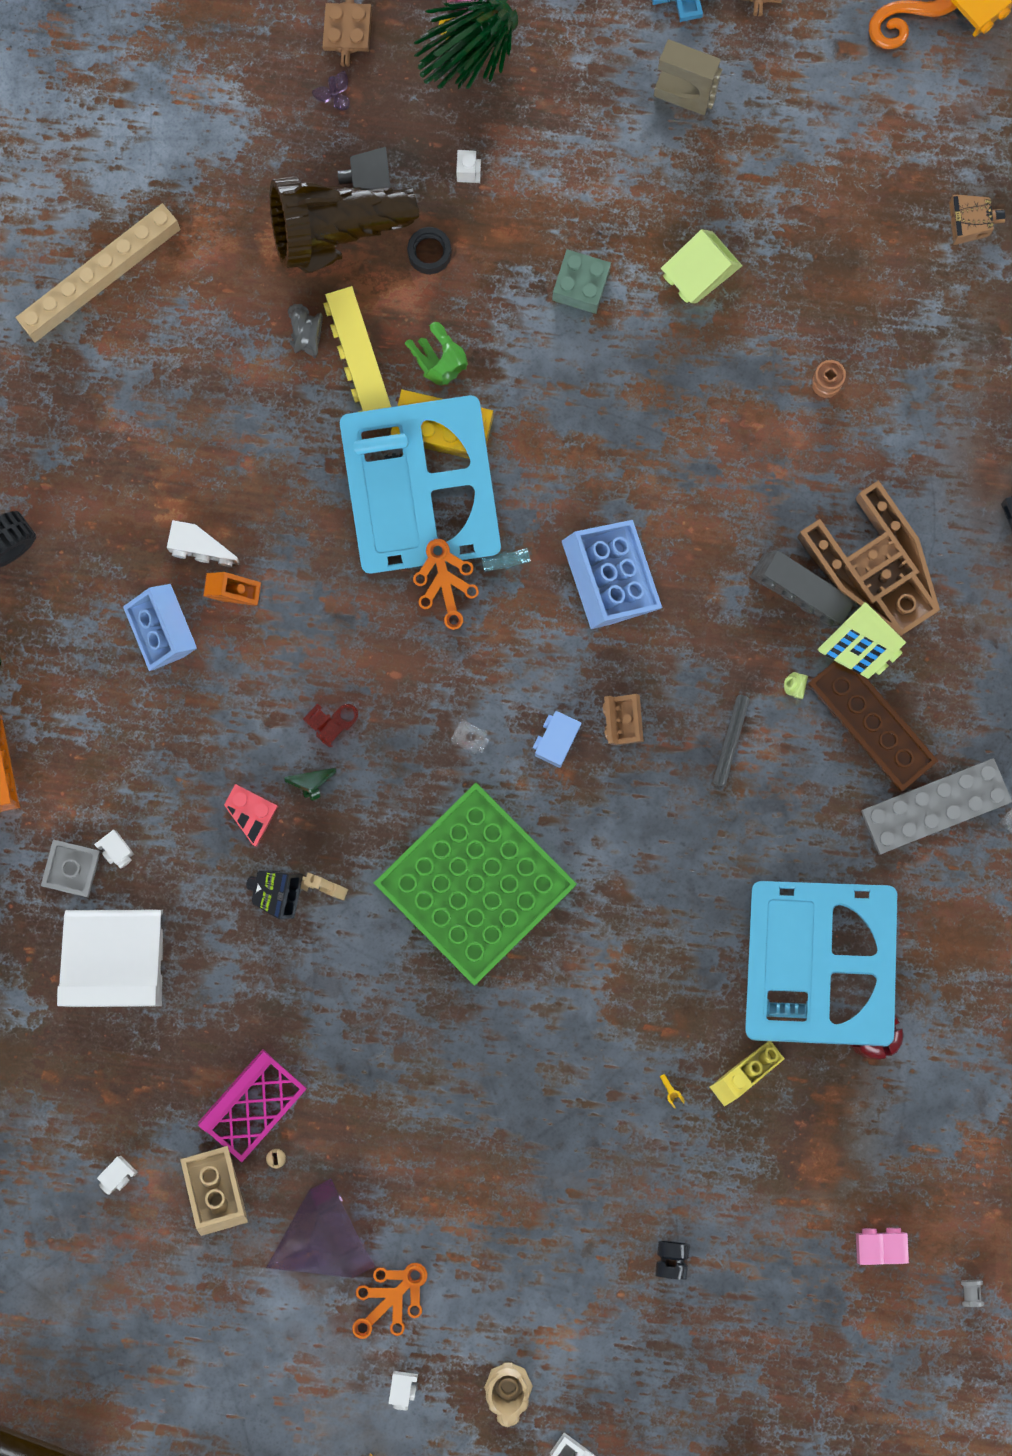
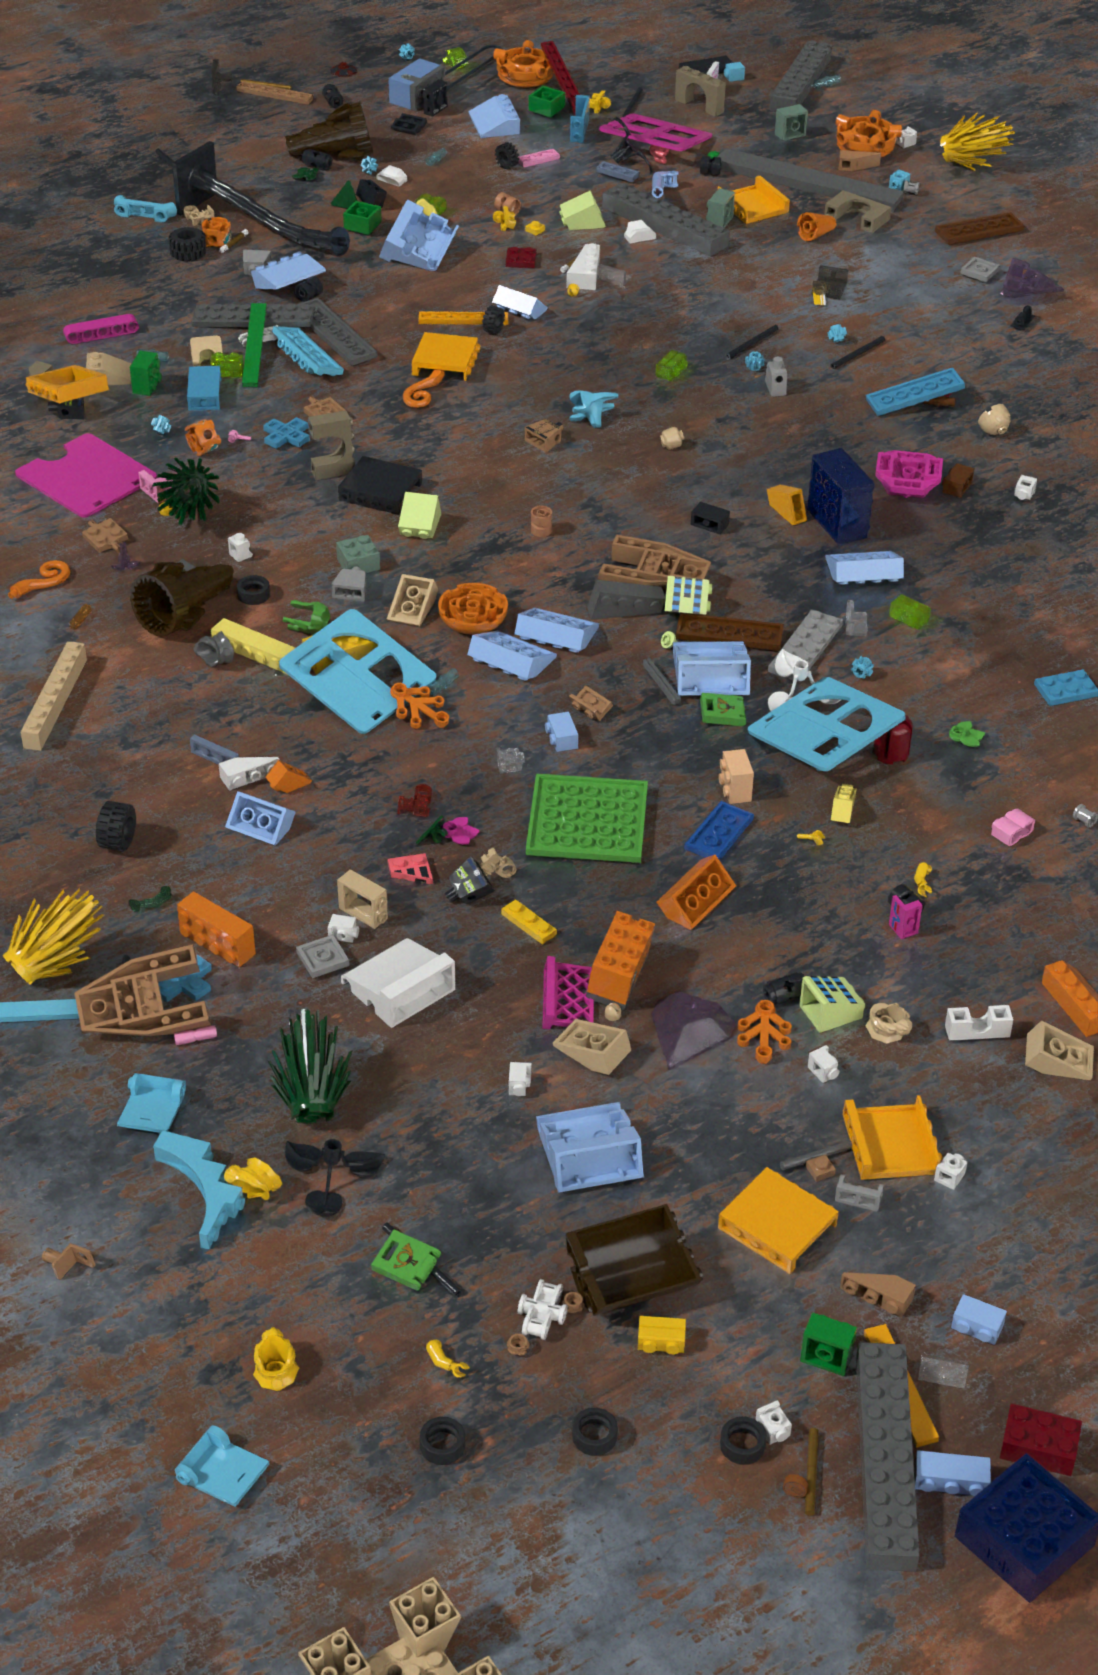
camera: 40 degrees left, 40 degrees down
(109, 1305) = (591, 1146): none -> light blue panel
(156, 832) = (352, 884): none -> tan window
(190, 490) = (210, 750): none -> sand blue plate
(197, 56) = (53, 578): none -> orange plant
(221, 153) = (80, 616): none -> clear orange axle
(299, 977) = (529, 921): none -> yellow plate
(319, 1120) = (620, 960): none -> orange piece
(340, 801) = (460, 831): none -> dark pink plate
(443, 1266) = (775, 992): none -> black piece
(479, 1326) = (830, 1002): none -> yellowish green slope
(485, 1076) = (697, 892): none -> orange slope
(537, 323) = (350, 585): none -> light grey torso
(576, 406) = (413, 600): none -> tan slope
(590, 1006) = (719, 831): none -> blue tile
(643, 1290) = (905, 918): none -> dark pink panel
(645, 457) = (473, 608): none -> orange brick
(664, 958) = (736, 776): none -> light nougat brick
(693, 569) = (555, 629): none -> light blue slope
(707, 168) = (378, 484): none -> black panel
(723, 1233) = (920, 880): none -> yellow arm
(757, 840) = (726, 709): none -> bright green container
(798, 765) = (712, 668): none -> light blue panel
(879, 833) = (786, 665): none -> white plant
(956, 896) = (862, 667): none -> medium azure gear
(975, 1080) = (964, 733): none -> bright green plate

